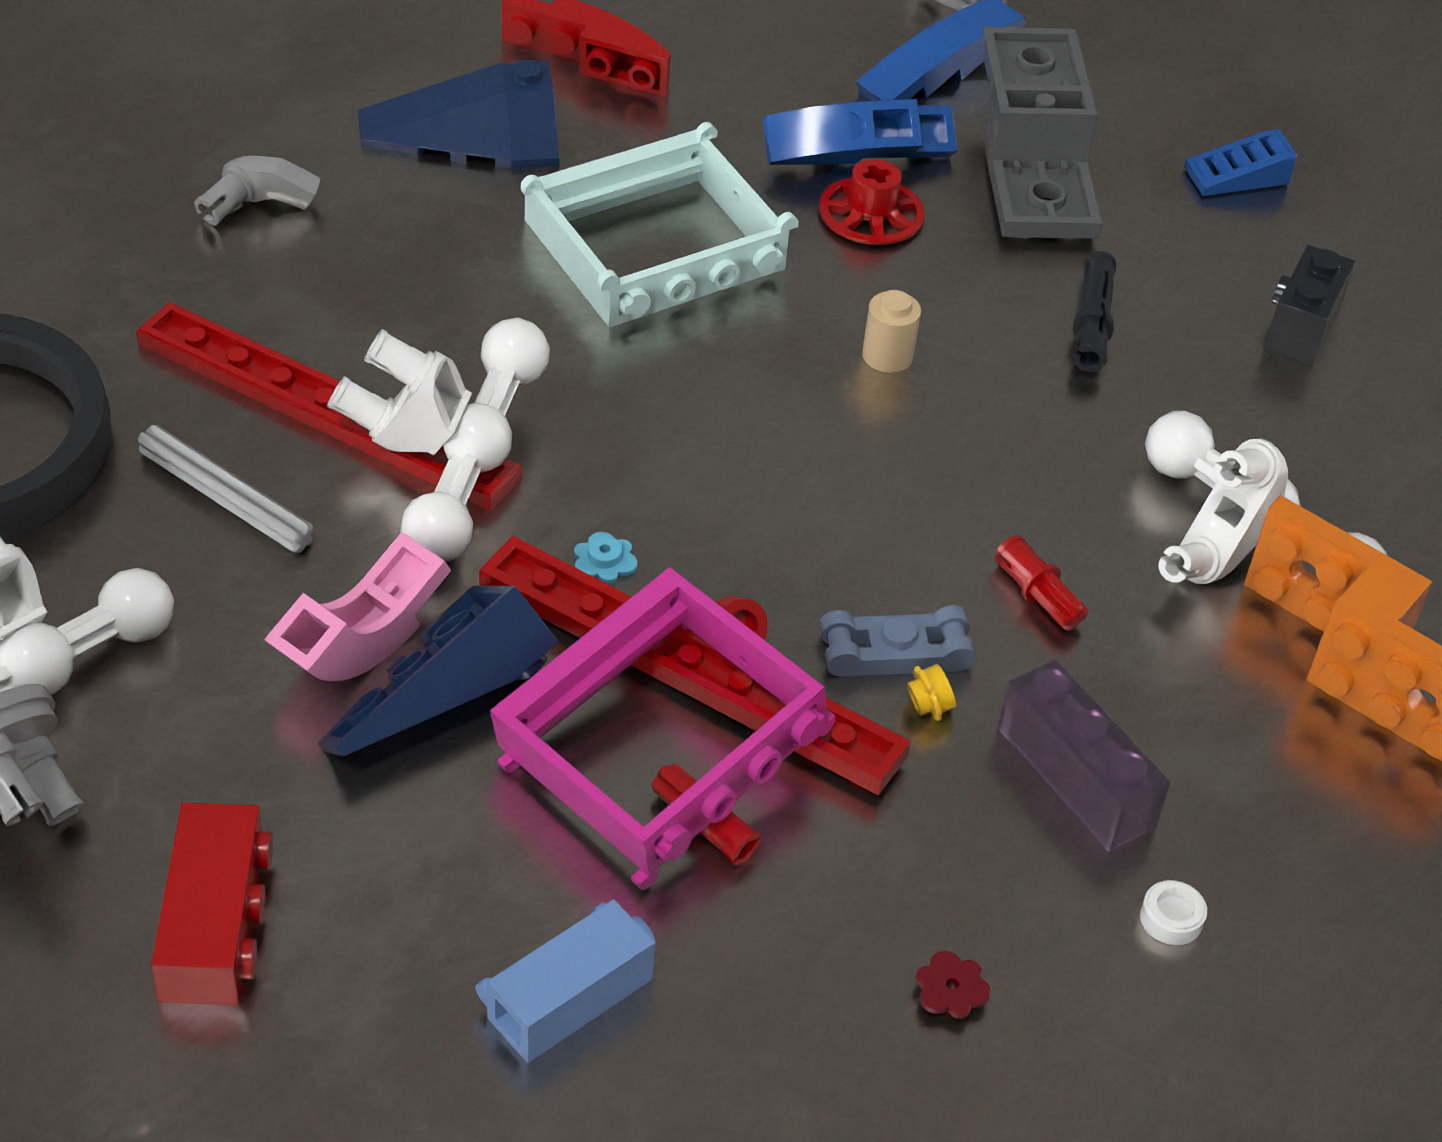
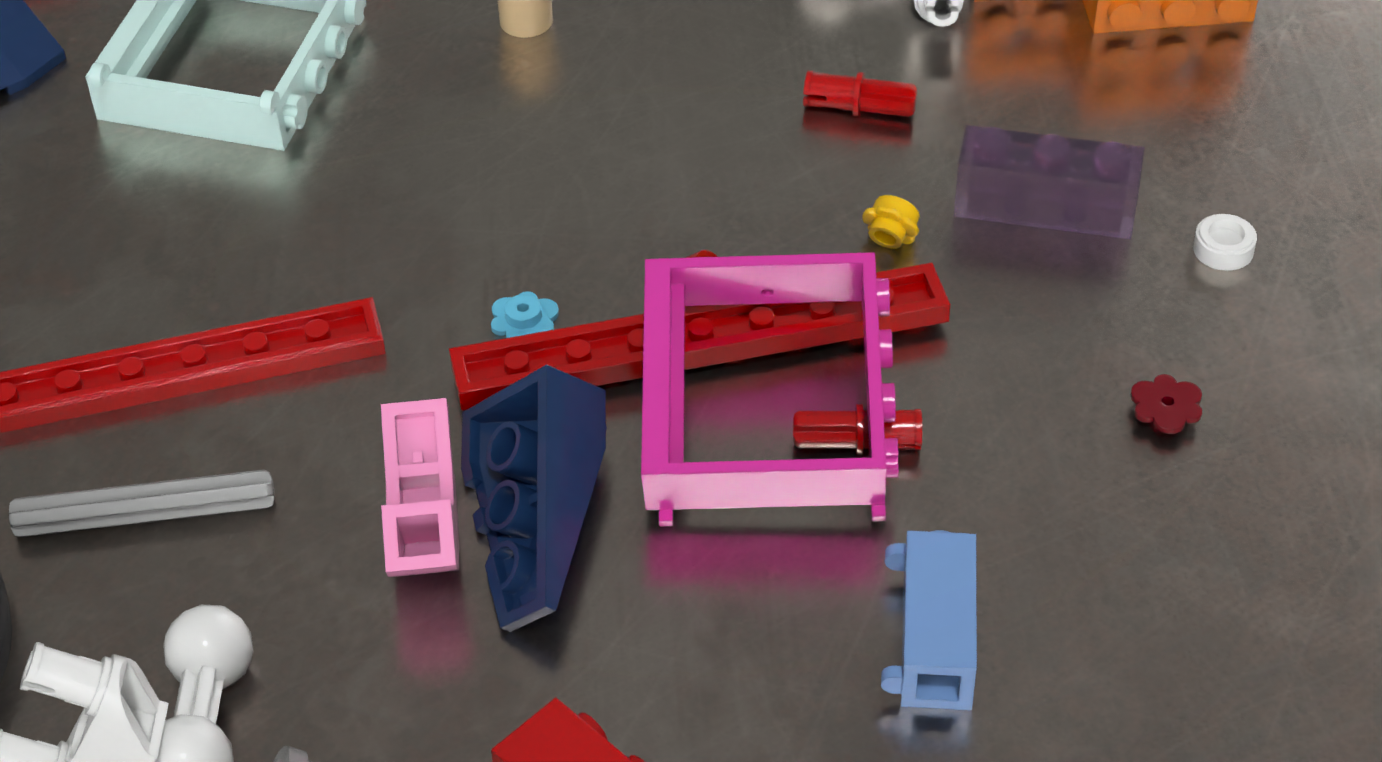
camera: 40 degrees left, 0 degrees up
(436, 414) = (283, 290): white connector -> none
(897, 642) = (819, 208): sand blue plate -> none

